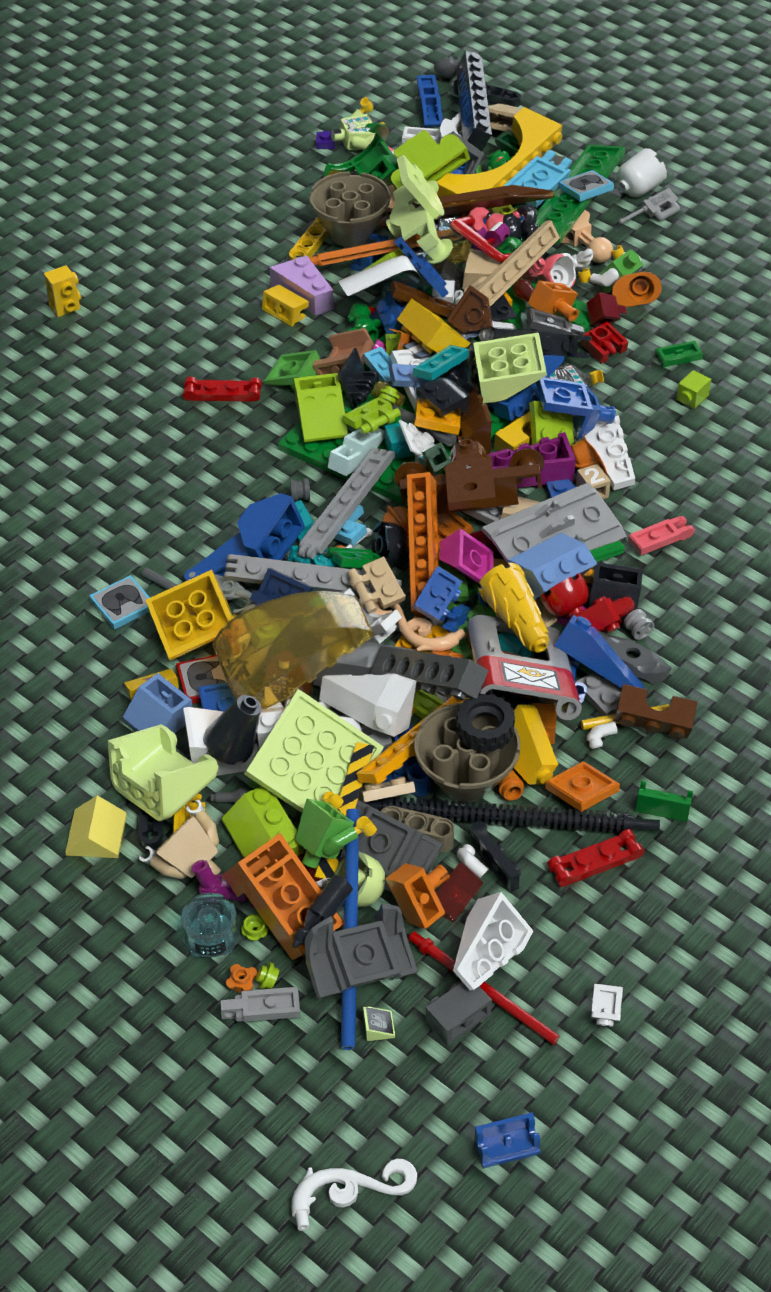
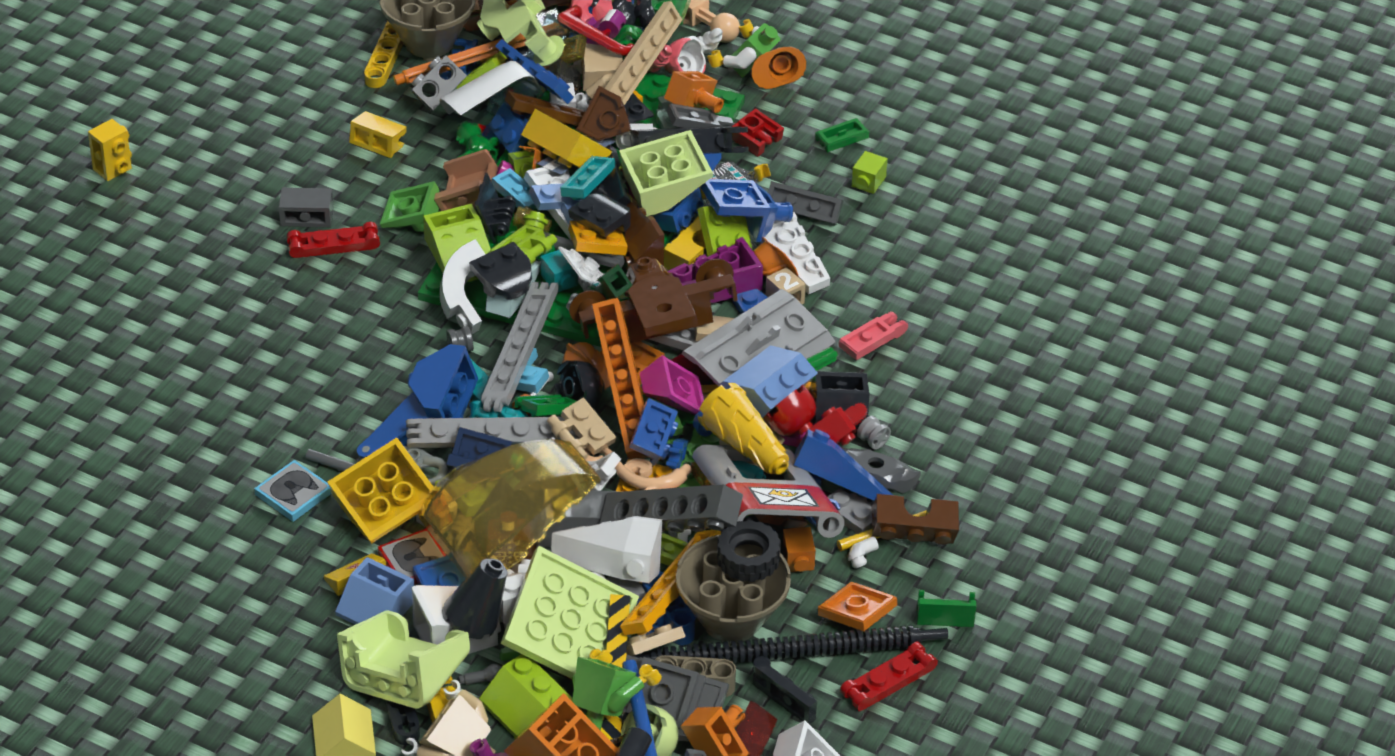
camera: 15 degrees left, 5 degrees down
(207, 358) = (306, 207): none -> dark grey brick
(306, 281) = (396, 103): lavender wedge -> none
(311, 429) = (452, 286): none -> white arch
(340, 263) = (441, 86): none -> light grey brick
(346, 435) = (503, 271): none -> black slope
(467, 857) = (753, 693): white arm -> none
(511, 787) = (783, 619): orange cone -> none
(523, 289) = (653, 84): clear red cone -> none
(536, 755) = (805, 583): yellow slope -> none
(604, 309) = (748, 94): dark red brick -> none
(631, 409) = (807, 202): none -> dark grey plate

